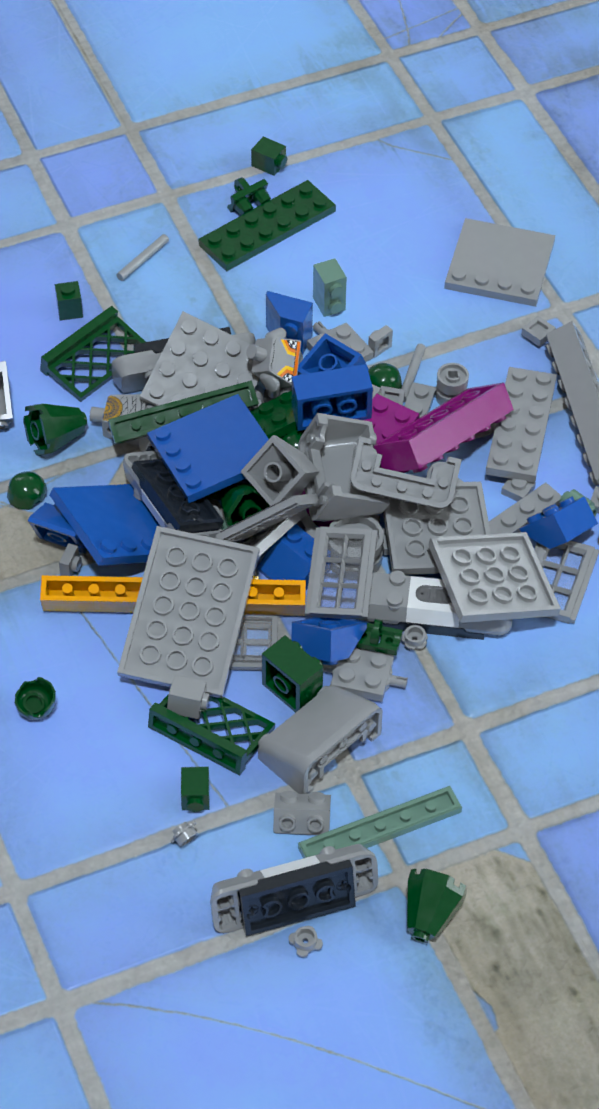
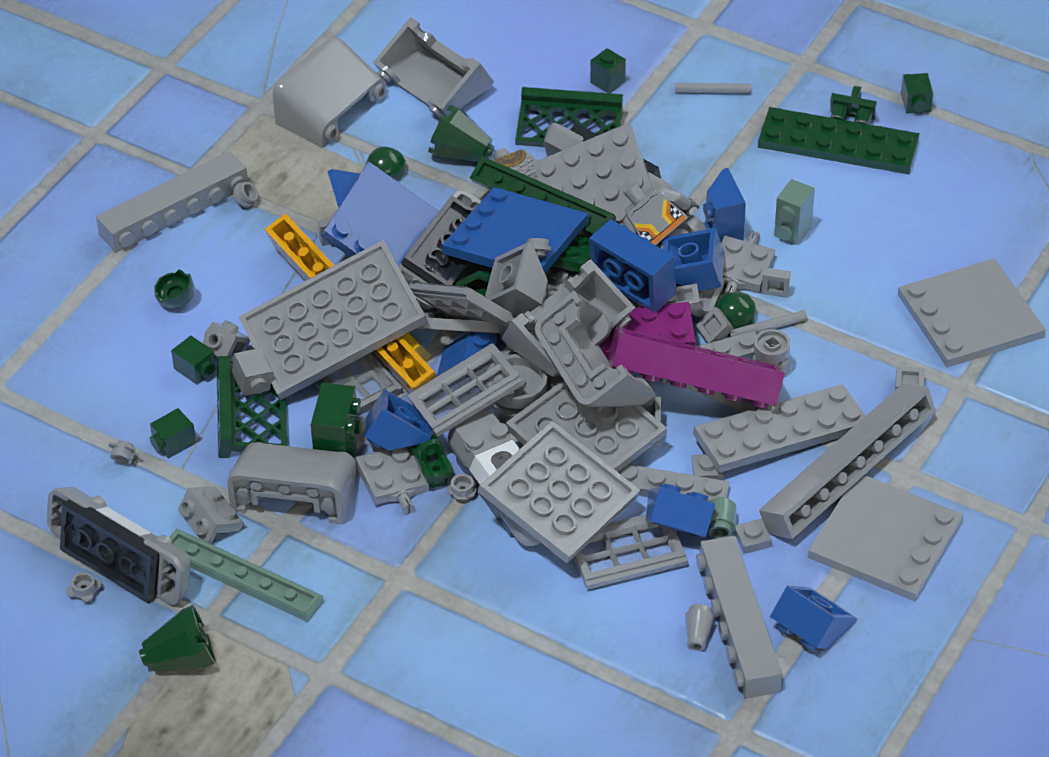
camera: 55 degrees right, 5 degrees down
(127, 730) = (193, 359): none -> dark green brick
(137, 703) = (225, 339): none -> light grey brick
(259, 438) = (541, 246): none -> light grey plate

